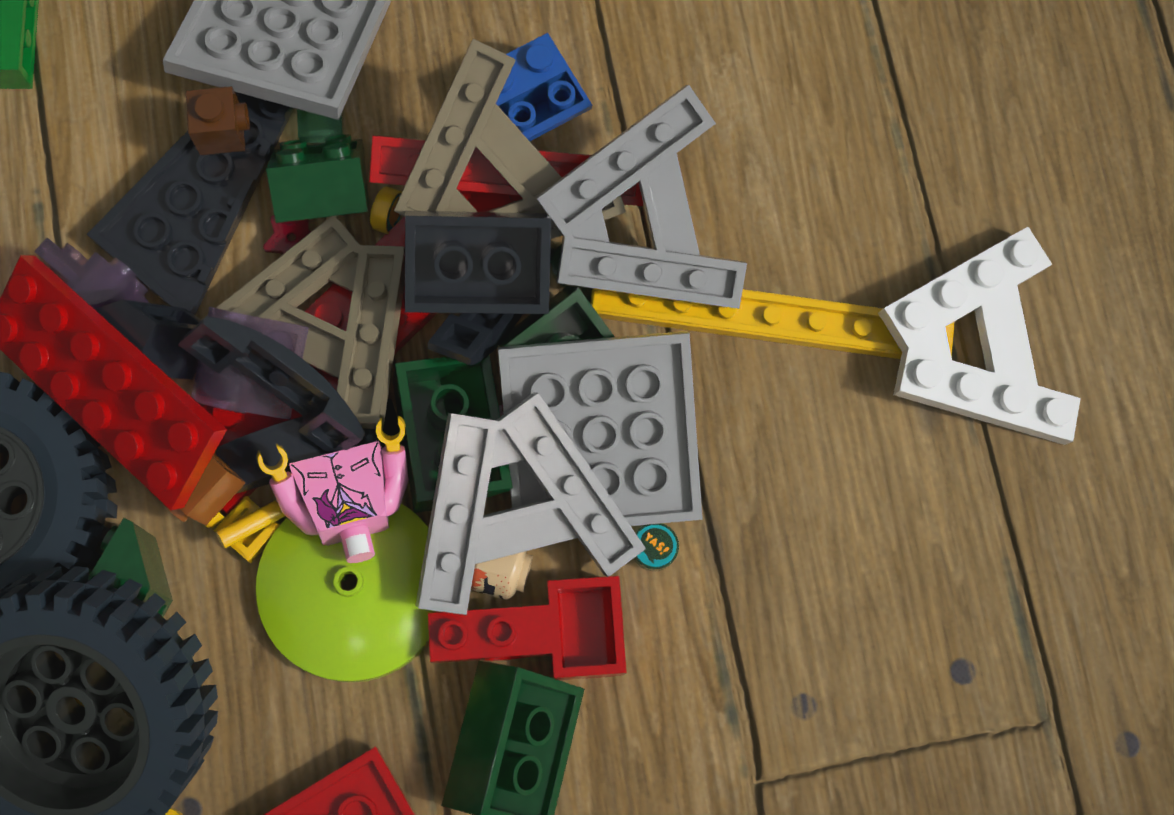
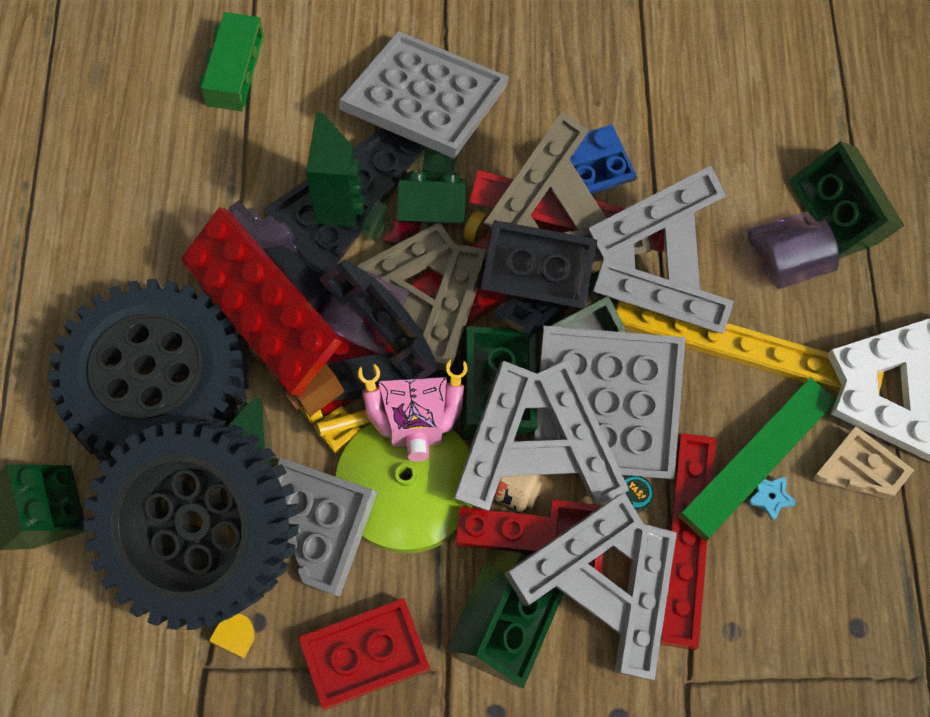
camera: 15 degrees right, 10 degrees down
(171, 181) = (333, 176): none -> dark green slope
(216, 120) = (370, 145): reddish brown brick -> none
(247, 225) = (376, 221): none -> clear green tile
(256, 664) = (329, 524): none -> light grey plate
(578, 674) = (634, 614): none -> light grey plate
(732, 599) = (687, 575): none -> red plate
(806, 474) = (757, 459): none -> green tile
(817, 170) = (795, 249): none -> clear purple brick
(820, 526) = (768, 505): none -> medium azure plate
(876, 89) = (848, 198): none -> dark green slope
(945, 458) = (864, 467): none -> tan wing

